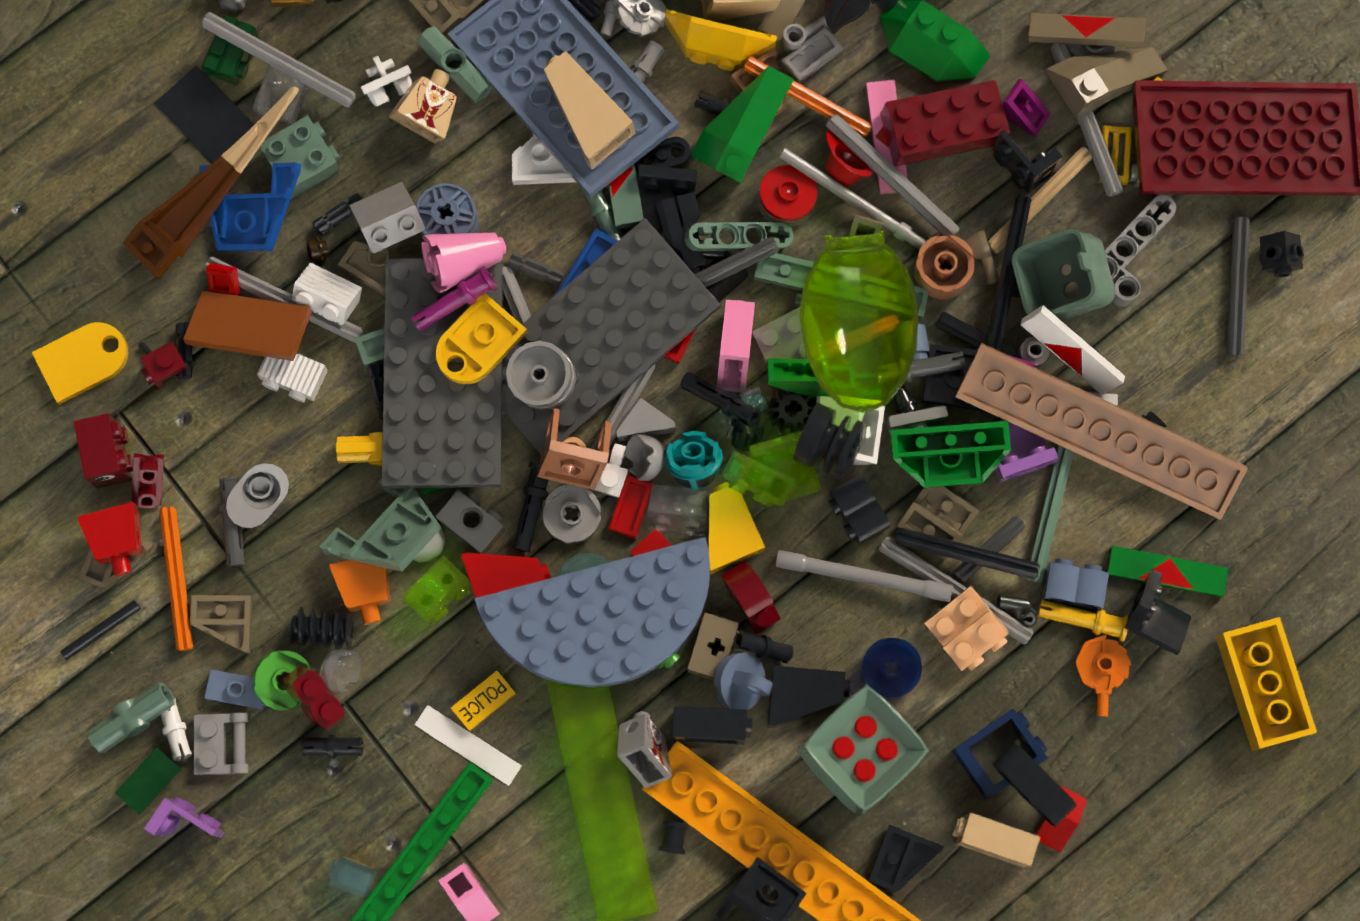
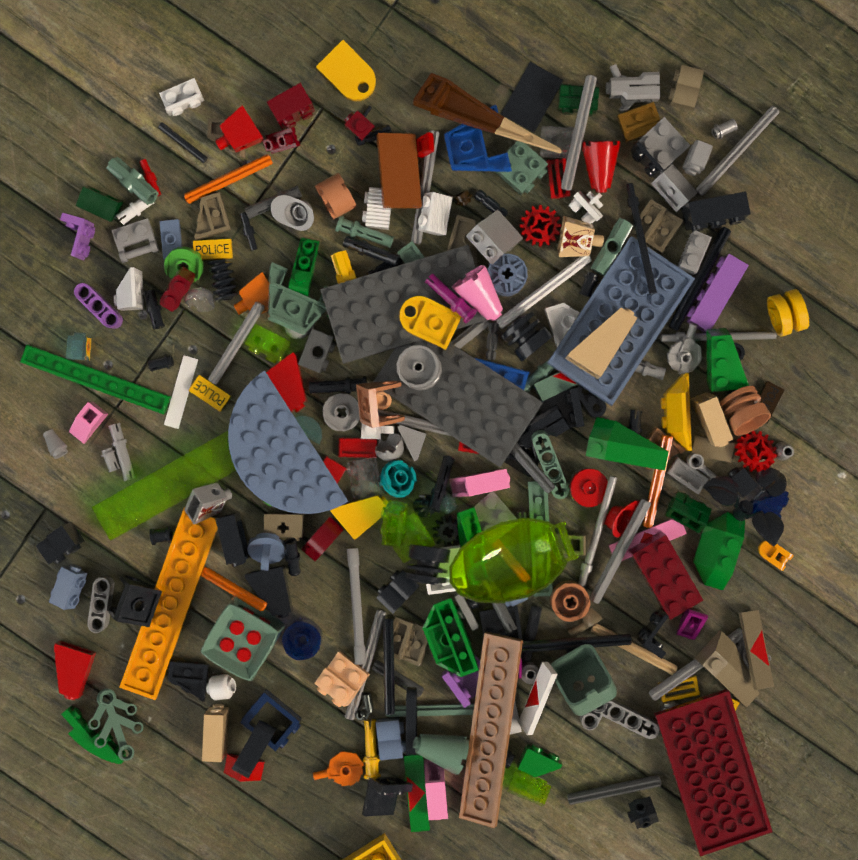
camera: 75 degrees right, 10 degrees up
(34, 610) = (182, 97): none -> white bracket
(125, 694) = (149, 176): none -> red bar
(253, 425) = (335, 196): none -> nougat brick
(263, 571) = (248, 231): none -> black bar
(272, 629) = (214, 249): none -> yellow tile
(285, 831) = (90, 301): none -> medium lavender beam
(296, 772) = (130, 291): none -> white slope
(313, 418) = (356, 229): none -> sand green pin
(320, 98) = (550, 177): none -> red tile
(331, 44) = (600, 163): none -> red cone
(340, 504) = (304, 266): none -> green slope
(370, 374) = (351, 244): none -> black pin
(402, 18) = (633, 203): none -> black bar
(403, 154) = (535, 214): none -> red gear
(415, 759) = (160, 363): none -> black pin
(421, 635) = (236, 342): none -> light grey axle
(486, 177) = (542, 291): none -> white axle
(497, 112) = (588, 285): none -> black pin
(522, 859) = (121, 451): none -> light grey pin
(536, 880) = (110, 459): none -> light grey pin
(543, 215) = (526, 336): none -> black wheel
(786, 748) = (234, 589): none -> orange axle
(863, 67) = (688, 511): none -> dark green brick
(929, 814) = (221, 687): none -> white head
(1057, 542) = (411, 719): none -> black beam
(1113, 507) = (443, 750): none -> sand green cone
(1168, 383) = (536, 762): none -> green slope
(1168, 538) = (435, 791): none -> bright pink slope
(1203, 404) = (528, 788): none -> clear neon green brick

